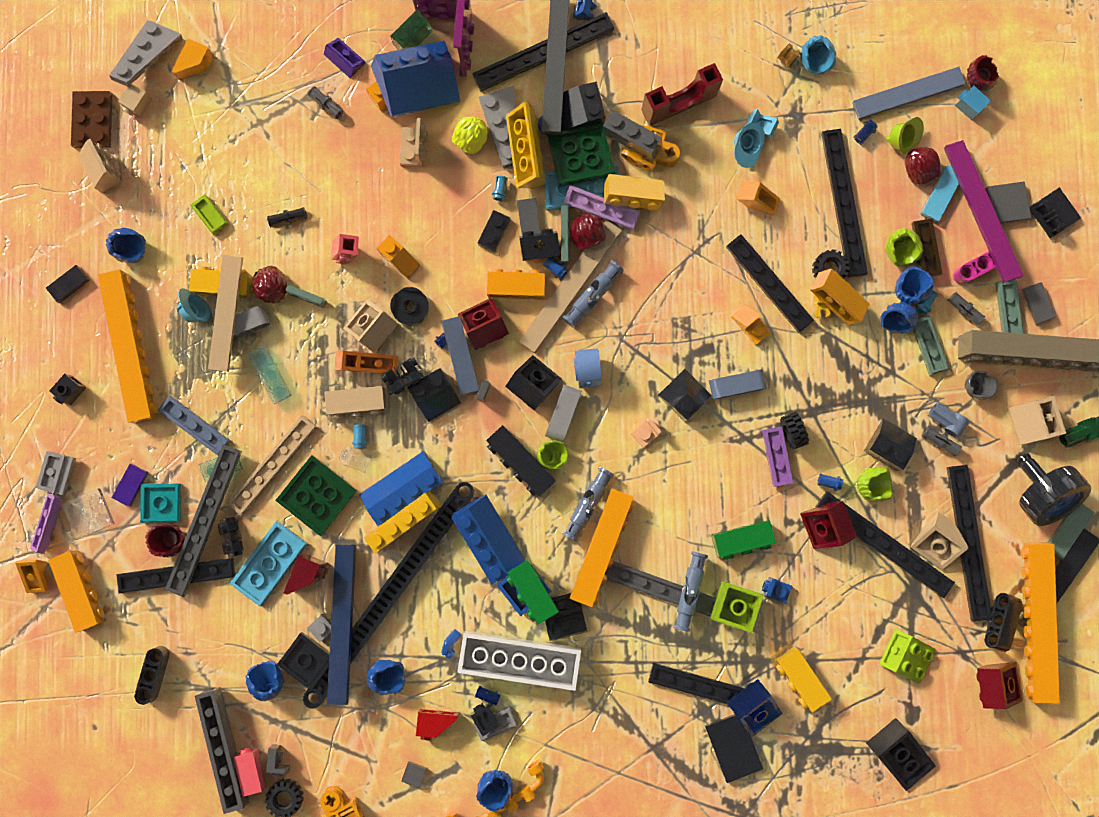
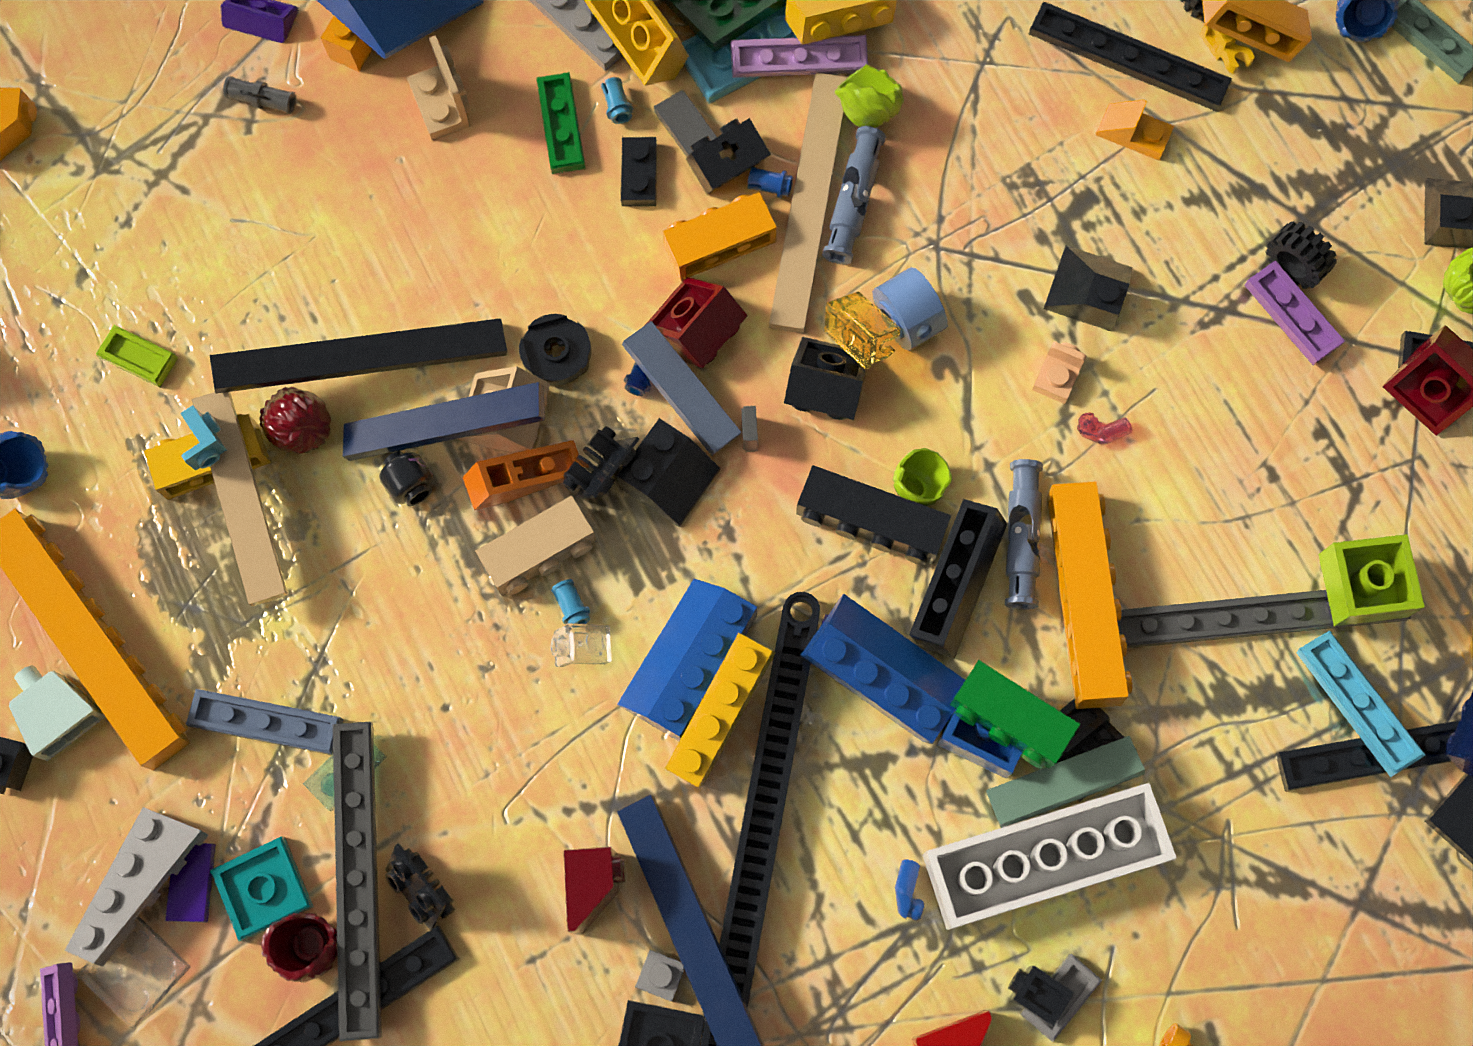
camera: 25 degrees left, 10 degrees down
(55, 473) = (40, 923): light grey plate -> none
(98, 375) = (51, 712): none -> light aqua torso
(112, 467) = (139, 870): none -> light grey wing
(192, 307) = (173, 516): medium azure piece -> none
(221, 275) = (205, 430): none -> medium azure bracket
(250, 321) = (288, 497): light grey beam -> none
(268, 563) = (510, 905): medium azure tile -> none
(269, 374) = (362, 571): clear light blue plate -> none
(271, 465) = (436, 728): tan tile -> none
(287, 217) = (295, 285): black pin -> none
(306, 296) = (358, 409): sand green tile -> none
(309, 338) = (406, 478): none -> black head
(312, 267) = (357, 355): none -> black tile
(316, 495) = (542, 740): dark green plate -> none
(337, 321) = (444, 421): none -> dark blue tile
(344, 248) = (400, 298): coral brick -> none
(386, 677) = (825, 1004): blue hair -> none
(398, 256) = (496, 278): light orange slope -> none
(467, 186) = (560, 123): none -> green tile
(470, 134) = (527, 38): neon yellow hair -> none
(487, 695) = (1022, 952): clear blue pin -> none
(544, 512) = (958, 578): none -> black brick
(547, 630) = (1065, 782): none -> sand green tile
(560, 366) = (860, 328): none -> clear yellow hinge
(563, 413) = (904, 404): light grey beam -> none
(564, 234) = (753, 109): sand green tile -> none
(587, 231) = (795, 99): dark red hair -> none
(624, 247) = (870, 97): none -> lime hair
(651, 471) = (1098, 432): none -> clear pink arm
(693, 580) = (1273, 579): sand blue piece -> none
(703, 659) = (1360, 703): none -> medium azure tile
(737, 384) = (1166, 229): sand blue beam -> none
(743, 539) = (1315, 470): green brick -> none
(776, 590) = (1421, 526): blue bracket -> none
(830, 482) = (1409, 312): blue pin -> none

